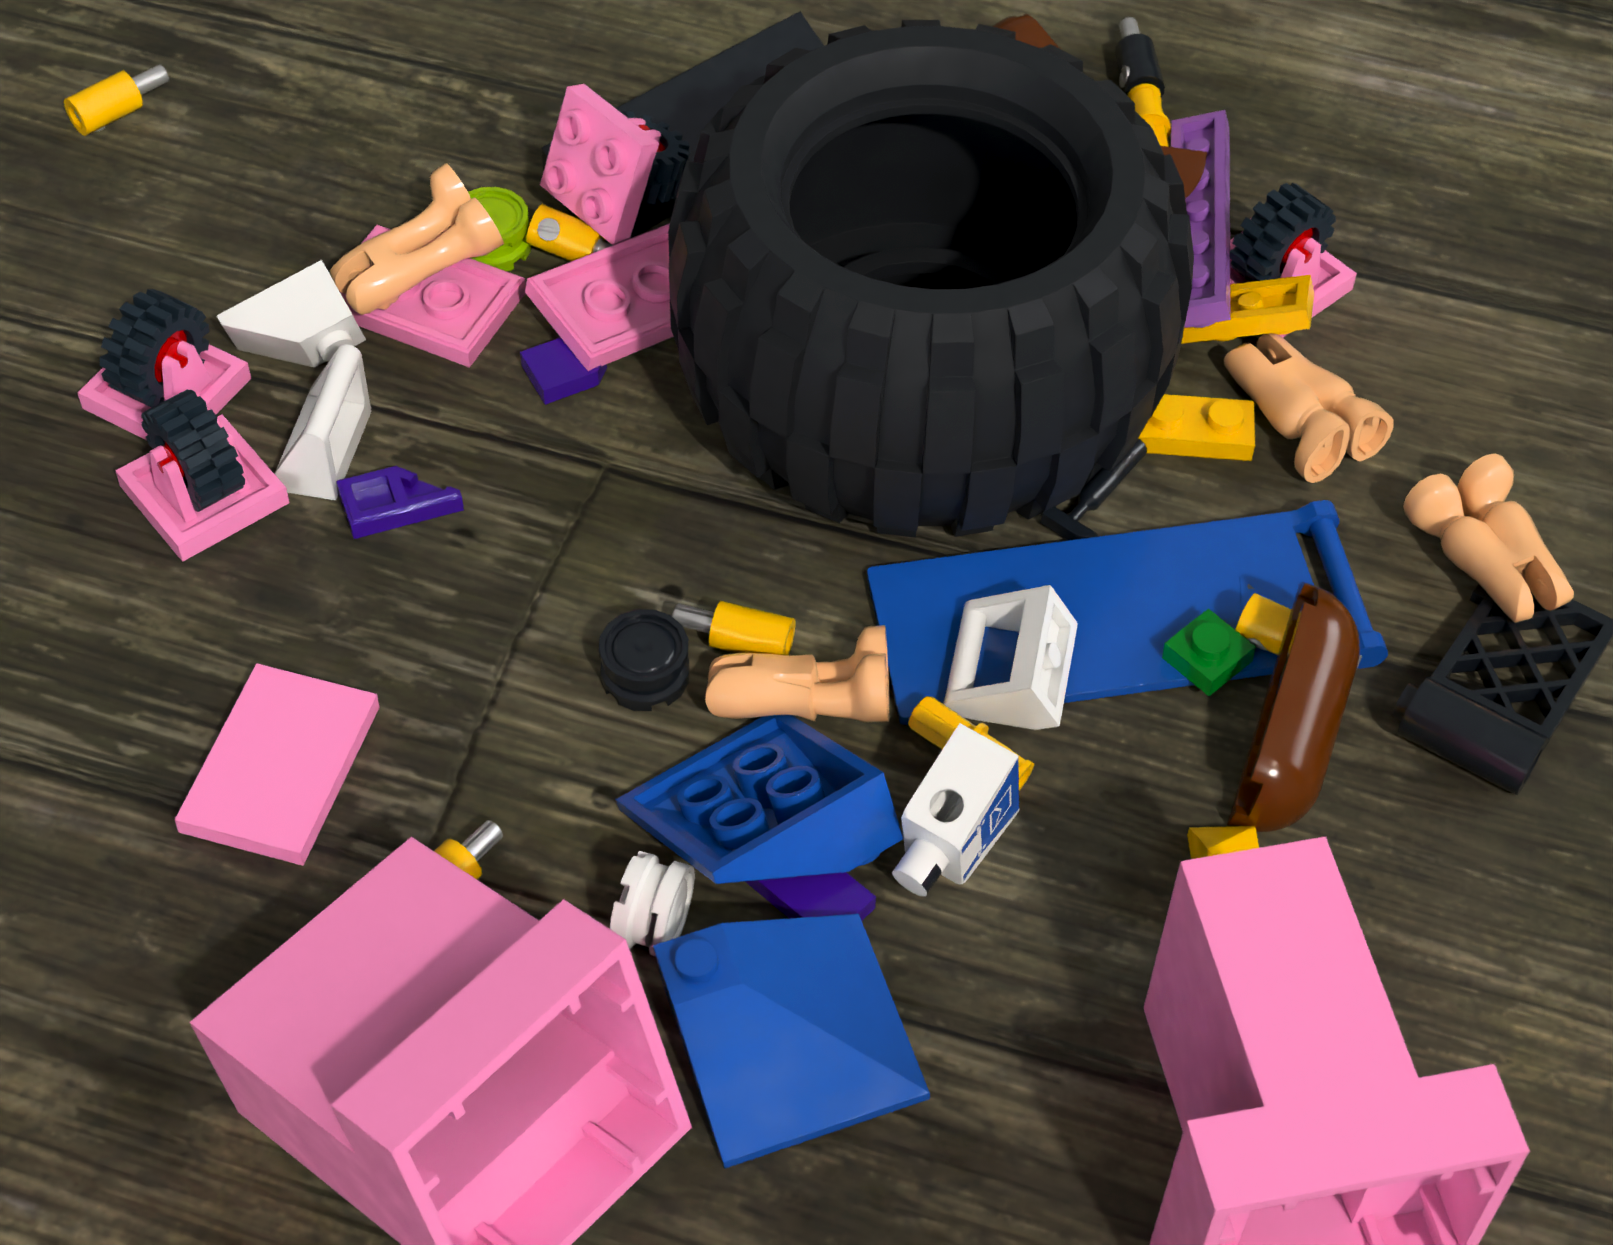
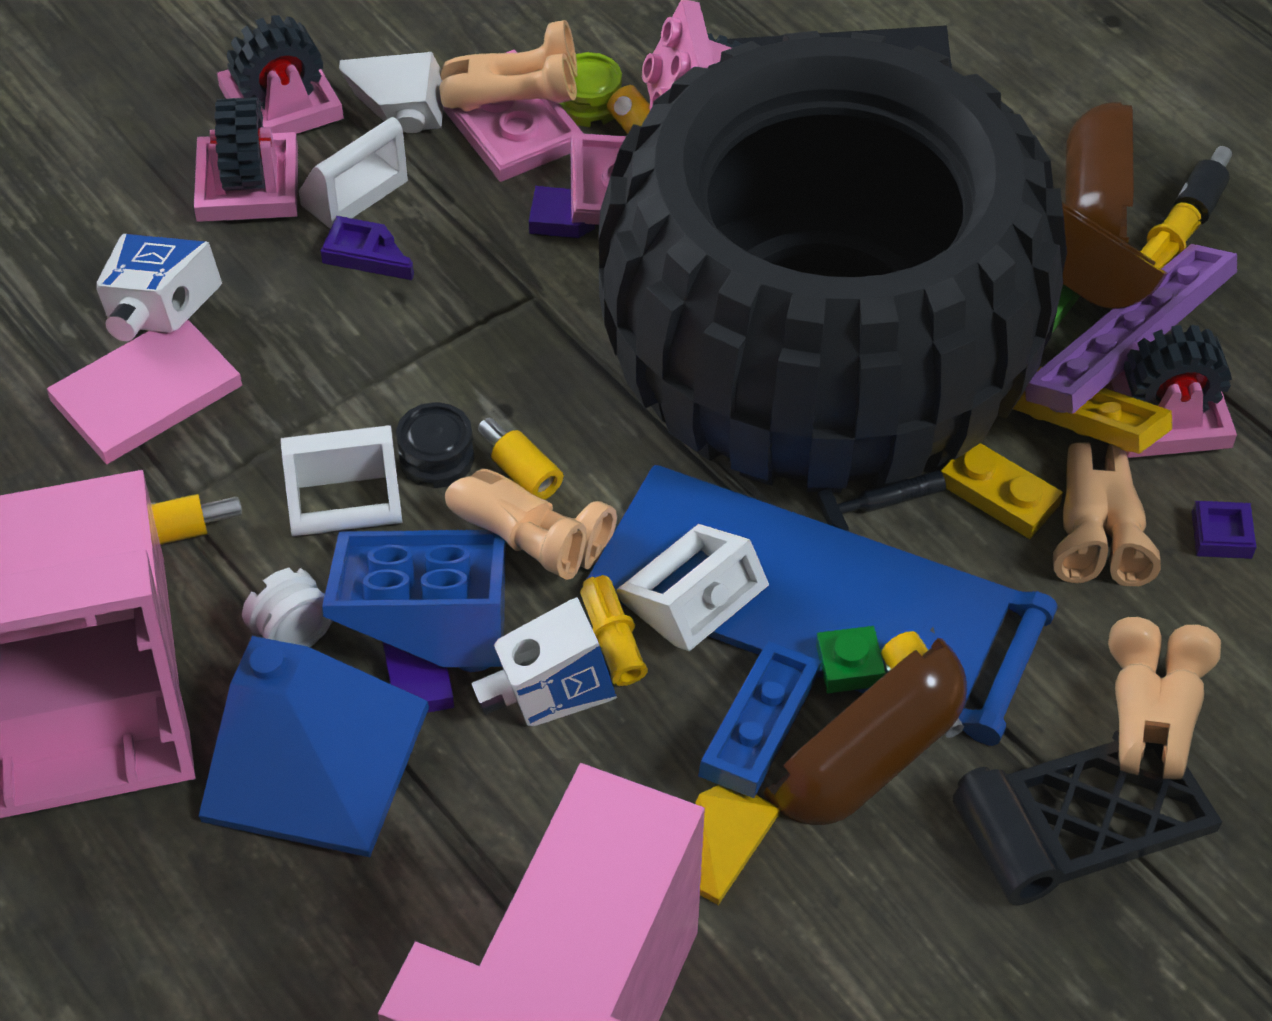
camera: 35 degrees right, 0 degrees up
(211, 645) = (155, 283): none -> white torso
(565, 722) = (340, 459): none -> white tile
(1181, 752) = (759, 719): none -> blue plate
(1405, 366) = (1223, 529): none -> dark purple tile

